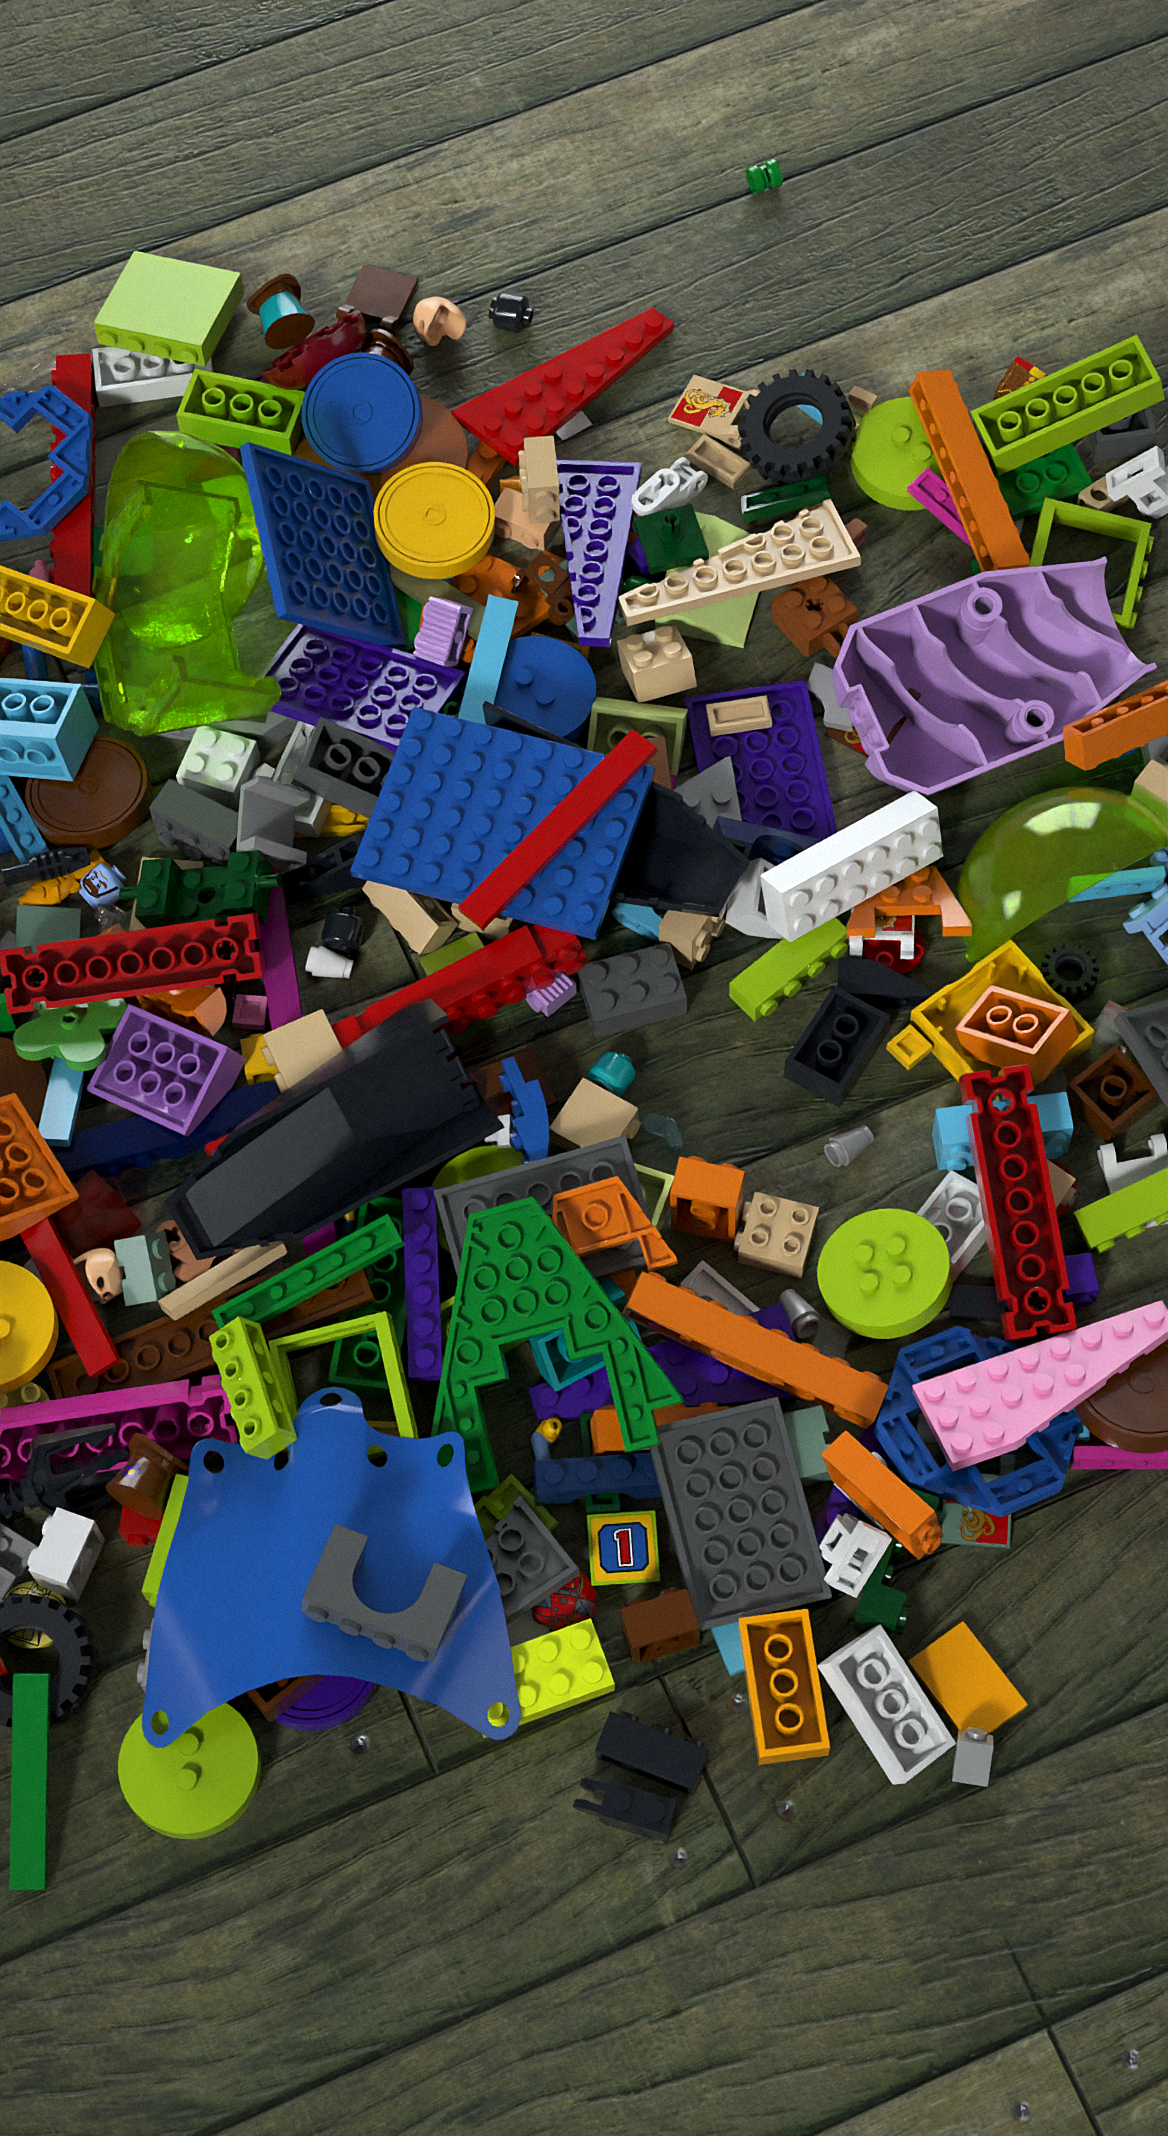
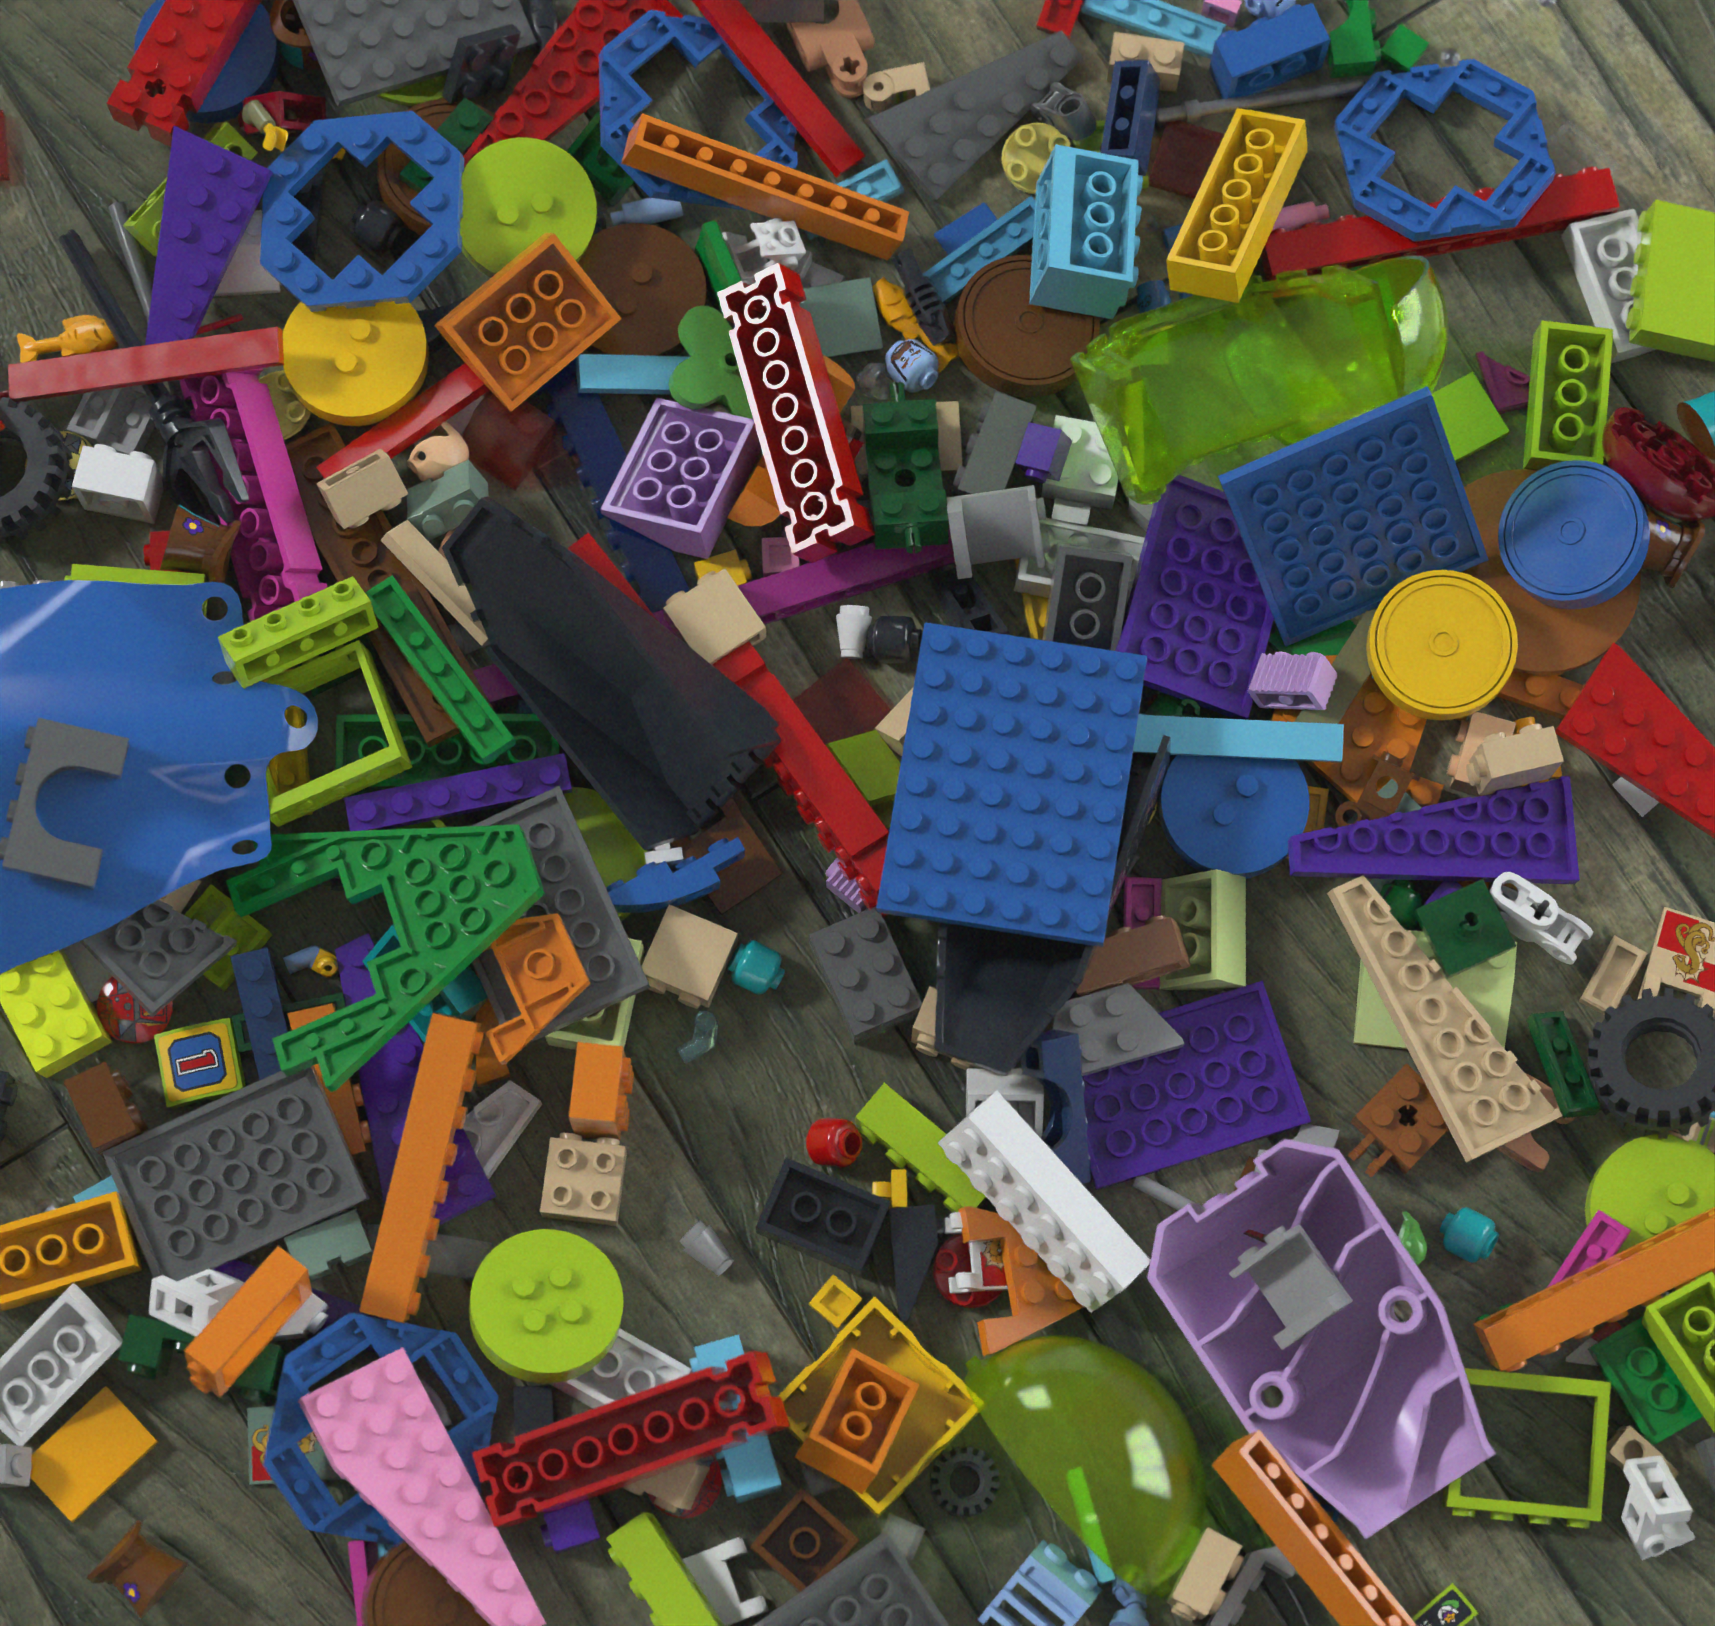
camera: 75 degrees right, 10 degrees up
(122, 1330) = (363, 489): none -> tan brick
(210, 781) = (1043, 453): none -> dark purple brick
(388, 974) = (841, 704): none -> clear red tile
(557, 829) = (1000, 844): red tile -> none
(656, 663) = (1297, 939): tan brick -> none
(738, 715) = (1244, 1047): tan tile -> none
(773, 1031) = (833, 1142): none -> red head
(800, 1315) = (491, 1217): light grey cone -> none
(817, 989) = (894, 1190): none -> yellow tile
(852, 793) = (1161, 1193): none -> light grey piece
(912, 582) = (1469, 1235): none -> teal head
(949, 685) = (1294, 1282): none -> light grey panel
(1081, 1640) = (138, 1570): none -> reddish brown hat

